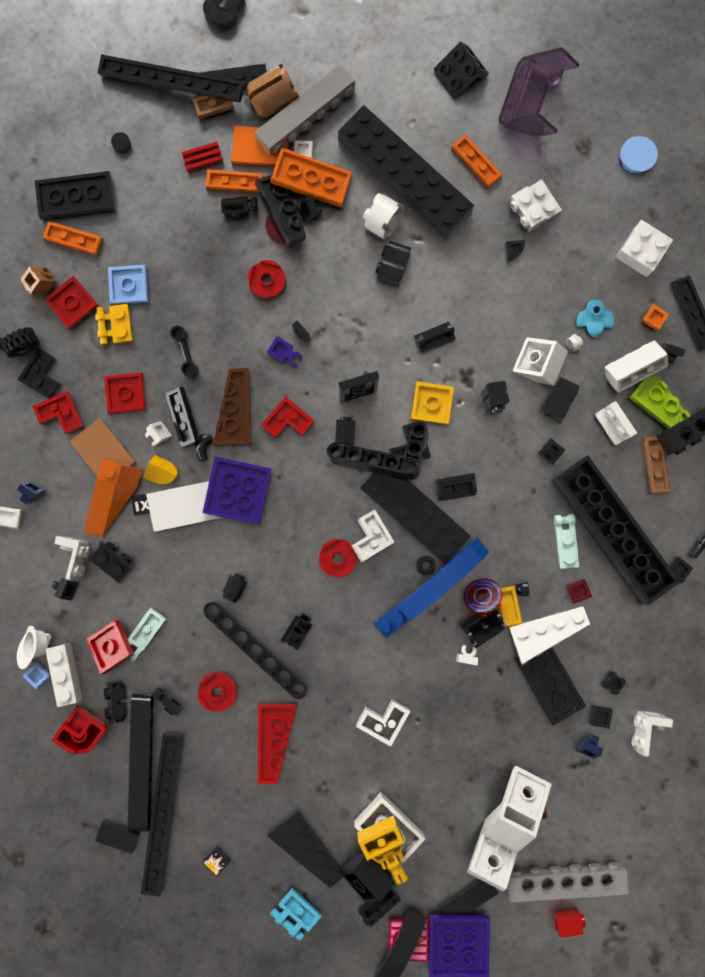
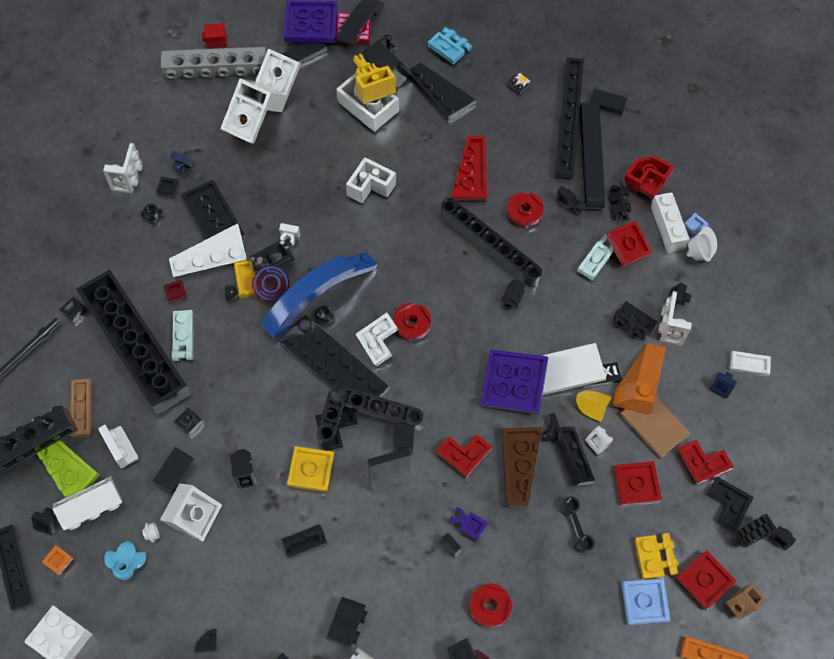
camera: 175 degrees left, 20 degrees down
(297, 631) = (451, 254): black hips -> none
(456, 487) = (290, 387): black hinge -> none

